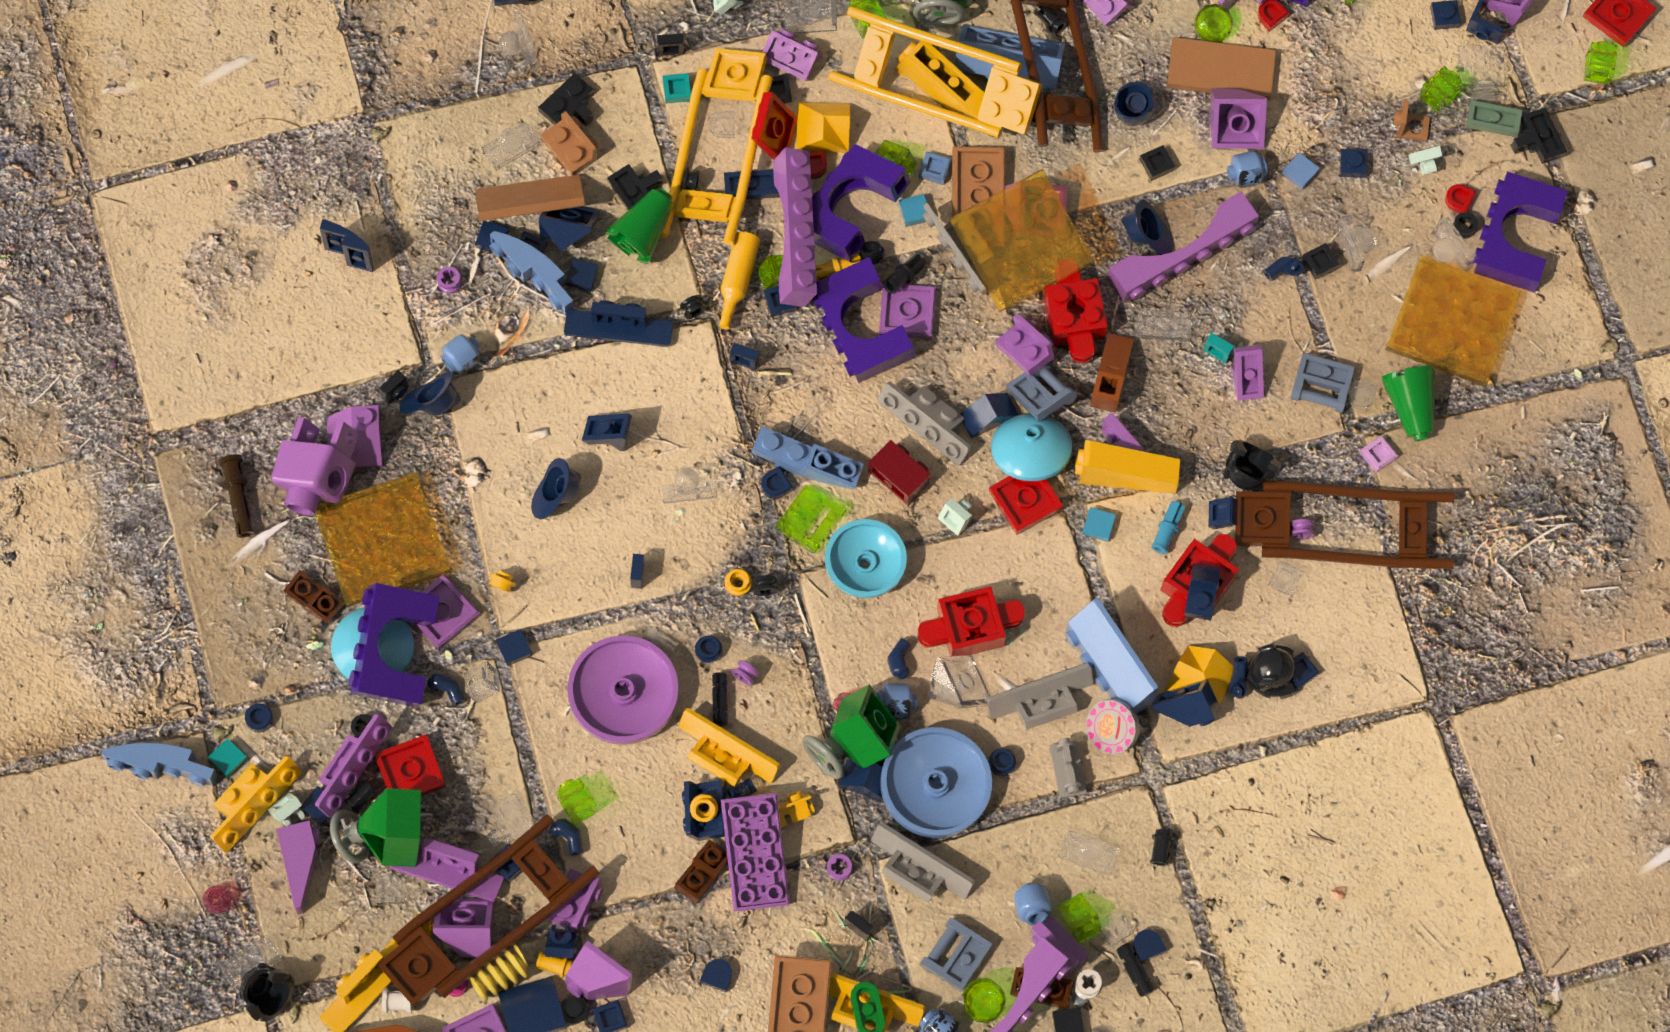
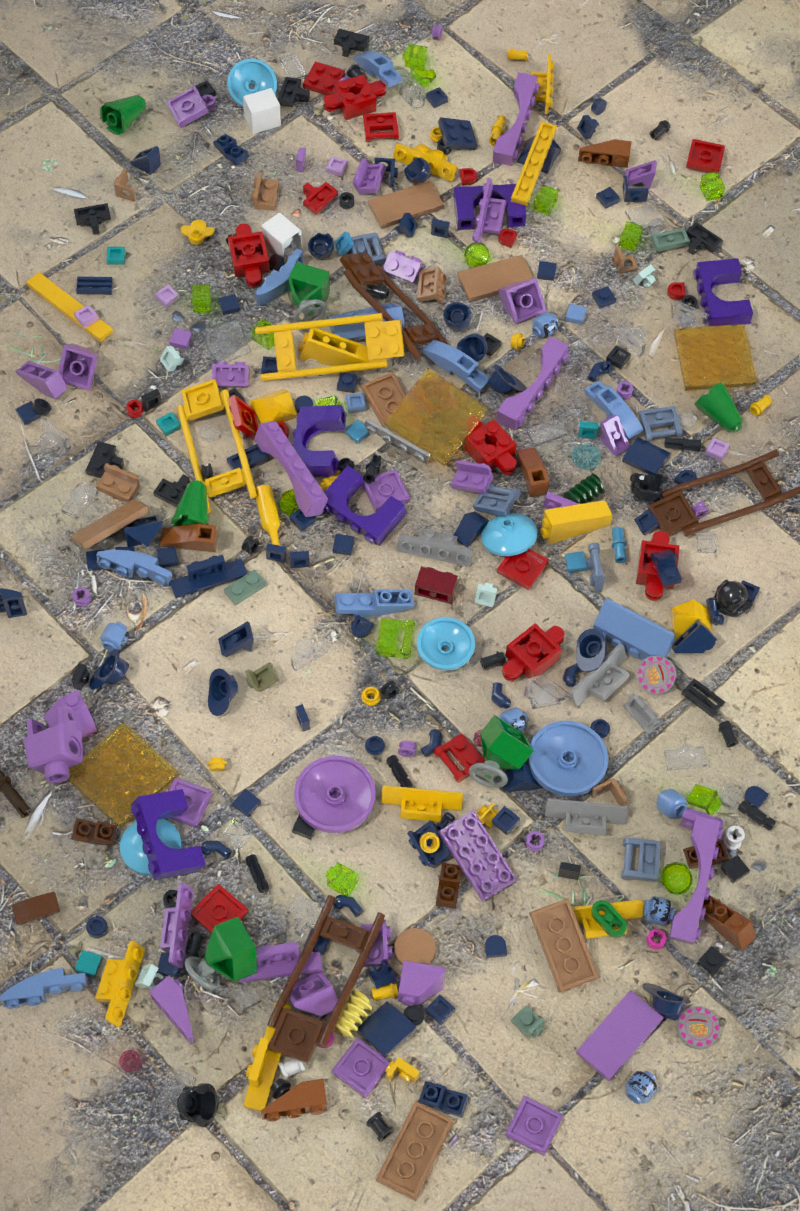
camera: 25 degrees left, 10 degrees down
(198, 660) = (35, 908): none -> reddish brown slope
(371, 1018) = (279, 1088): none -> black plate
(480, 743) = (257, 873): none -> black axle
(563, 713) = (302, 828): none -> black tile
(615, 494) = (262, 677): none -> olive bracket
(619, 929) = (415, 946): none -> medium nougat tile
(622, 262) = (191, 537): none -> dark orange slope
(646, 54) = (134, 403): none -> red bush
(658, 361) = (244, 587): none -> sand green plate
(719, 333) = (276, 553): none -> dark blue tile
(785, 680) = (435, 741): none -> dark blue arm
(812, 360) = (343, 544): none -> dark blue tile
(813, 711) = (463, 753): none -> red plate
(814, 824) = (505, 820): none -> dark blue tile
(848, 62) = (269, 365): none -> dark blue tile
(866, 137) = (303, 401): none -> dark blue tile
(916, 607) = (493, 660): none -> black pin
(939, 133) = (347, 382): none -> dark blue plate
(977, 854) = (616, 790): none -> medium nougat bracket
(1007, 670) = (569, 675): none -> dark blue arm
(1046, 655) = (590, 650): none -> dark blue piece
(1096, 173) = (456, 361): none -> medium blue slope
(1116, 544) = (593, 563): none -> sand blue plate
(1126, 42) = (431, 285): none -> medium nougat bracket
(1127, 160) = (473, 346): none -> dark blue hair
(1149, 790) = (701, 700): none -> black tile
(1164, 434) = (585, 490): none -> dark green piece
(1193, 393) = (589, 461): none -> clear light blue gear
(1196, 176) = (517, 341): none -> yellow plate
(1270, 333) = (613, 404): none -> medium blue slope
(1275, 421) = (646, 456): none -> dark blue slope
(1297, 88) = (546, 270): none -> dark blue tile
(1306, 304) = (627, 386): none -> medium lavender bush
(1312, 474) = (685, 476): none -> dark blue tile
(1335, 425) = (683, 444): none -> black axle
(1475, 418) = (758, 407): none -> yellow pin

